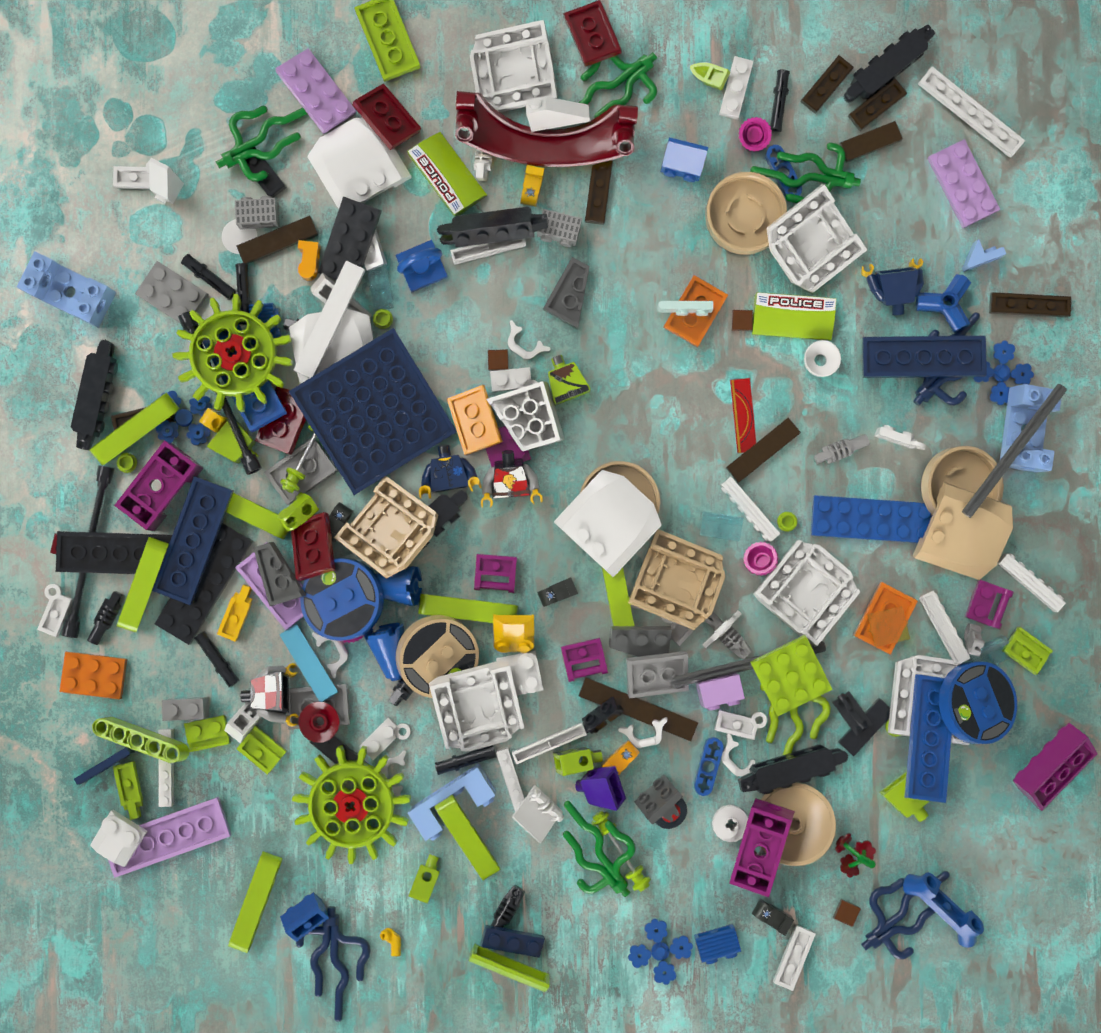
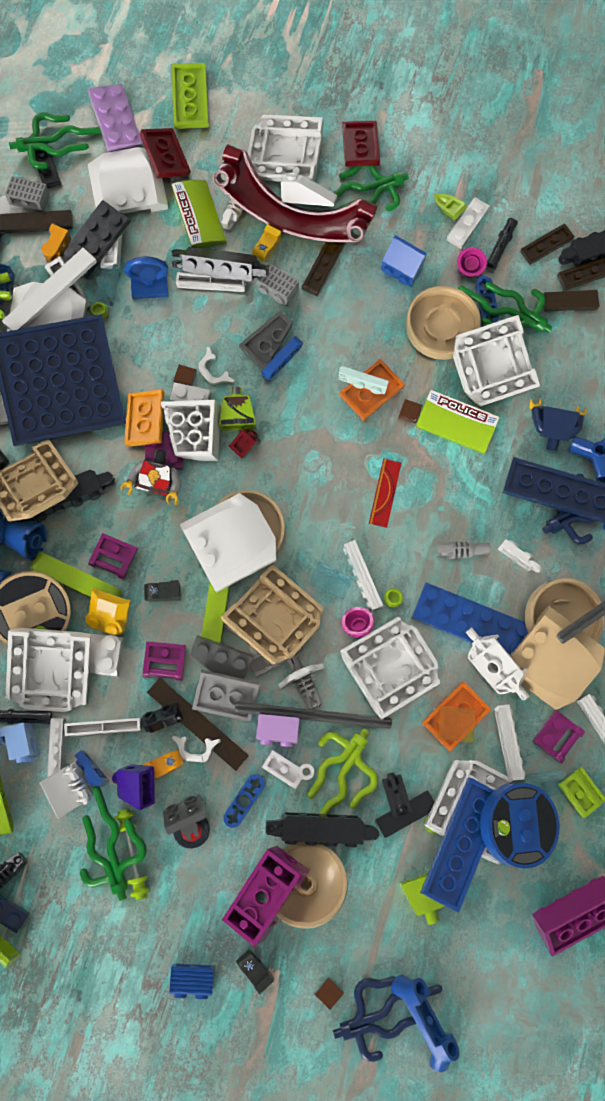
camera: 20 degrees right, 10 degrees down
(447, 473) = (102, 455): dark blue torso -> none
(559, 791) = (94, 775): none -> blue plate
(568, 760) = (112, 751): lime torso -> none
(585, 411) = (244, 442): none -> dark red bracket
(592, 308) = (282, 358): none -> blue beam
(660, 951) = (134, 968): blue plant -> none
(722, 816) = (239, 853): white piece -> none
(729, 763) = (264, 803): white helmet -> none
(763, 450) = (392, 527): dark brown tile -> none
(791, 675) = (349, 738): lime plate -> none
(794, 957) = (262, 1021): white plate -> none
(831, 354) = (473, 456): white piece -> none
(863, 852) = (364, 936): dark red plant -> none
(897, 546) = (488, 651): none -> white plate
(973, 639) = (533, 762): light grey piece -> none

